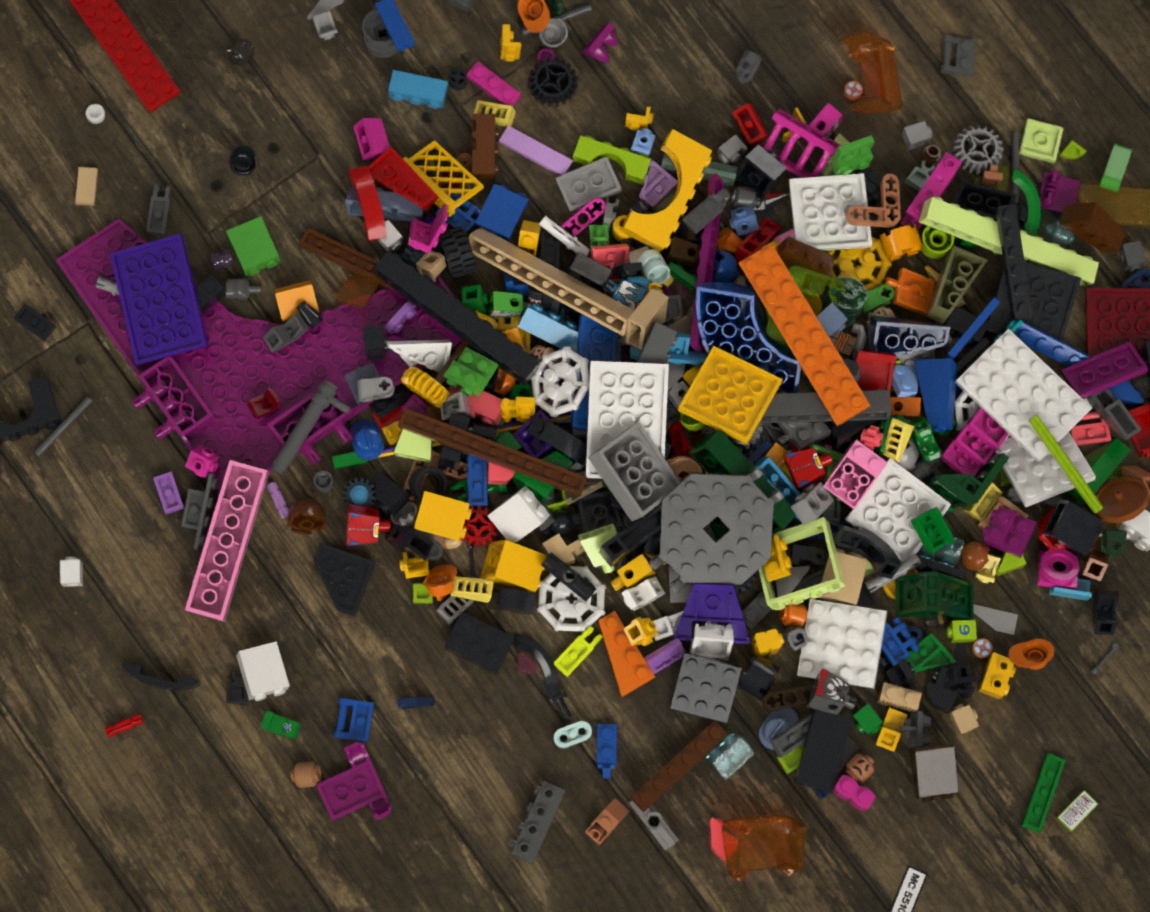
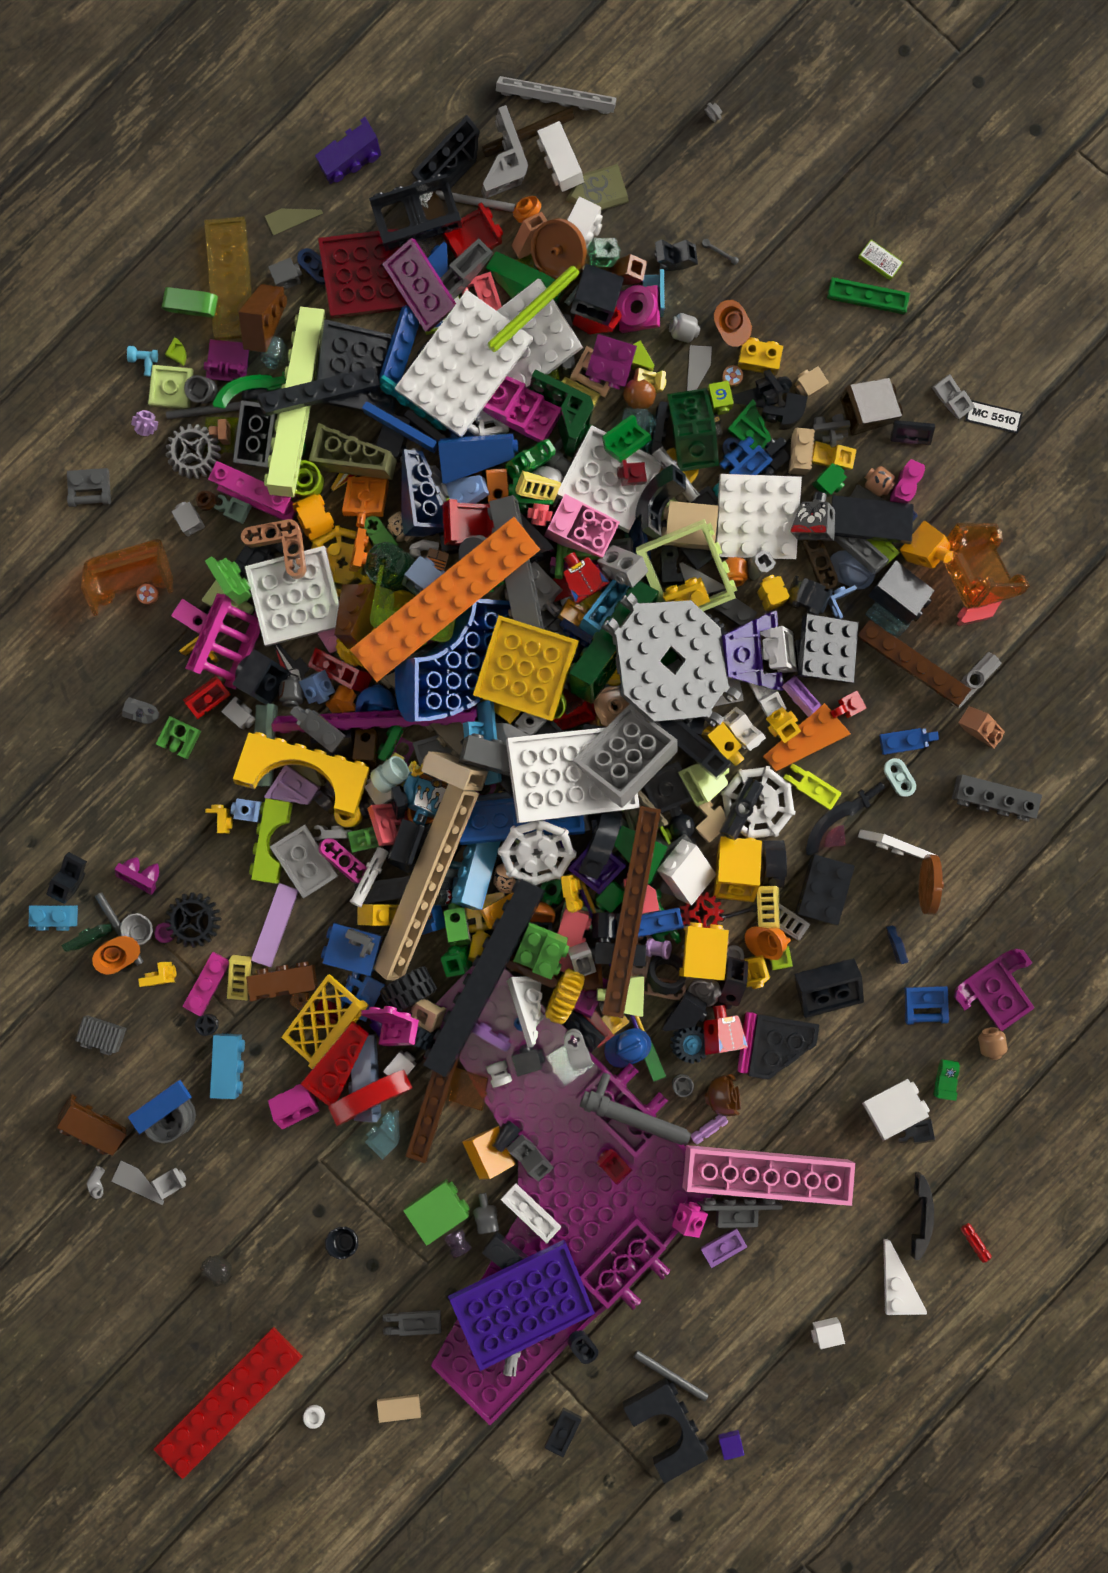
camera: 90 degrees left, 10 degrees up
(95, 646) = (899, 1291): none -> white wing
(110, 348) = (582, 1347): none -> black plate
(236, 325) = (531, 1213): none -> white plate
(329, 215) = (386, 1136): none -> clear light blue slope
(354, 549) = (749, 1031): none -> dark pink axle
(362, 320) = (500, 1078): none -> white wheel
(386, 631) = (829, 987): none -> black slope
(454, 475) = (658, 948): none -> lavender bush
(467, 738) = (930, 884): none -> dark orange piece
(506, 720) = (897, 846): none -> white wing
(510, 215) = (358, 938): none -> dark grey bracket
(648, 700) = (849, 705): none -> plate
(726, 90) = (171, 729): none -> bright green brick
(747, 766) = (902, 593): none -> brick
(757, 709) = (839, 593): none -> light blue bracket
(789, 798) = (927, 547): none -> light orange torso
(861, 273) = (358, 555): none -> orange plate
(899, 531) = (632, 473): none -> dark red bracket
(902, 808) = (912, 432): none -> black plate
(932, 856) = (952, 397): none -> light grey slope
(1009, 111) = (144, 423): none -> lavender gear
(1033, 164) = (200, 389): none -> dark grey wheel
(1034, 609) = (684, 327): none -> light grey head
(1070, 127) = (150, 357): none -> medium azure piece

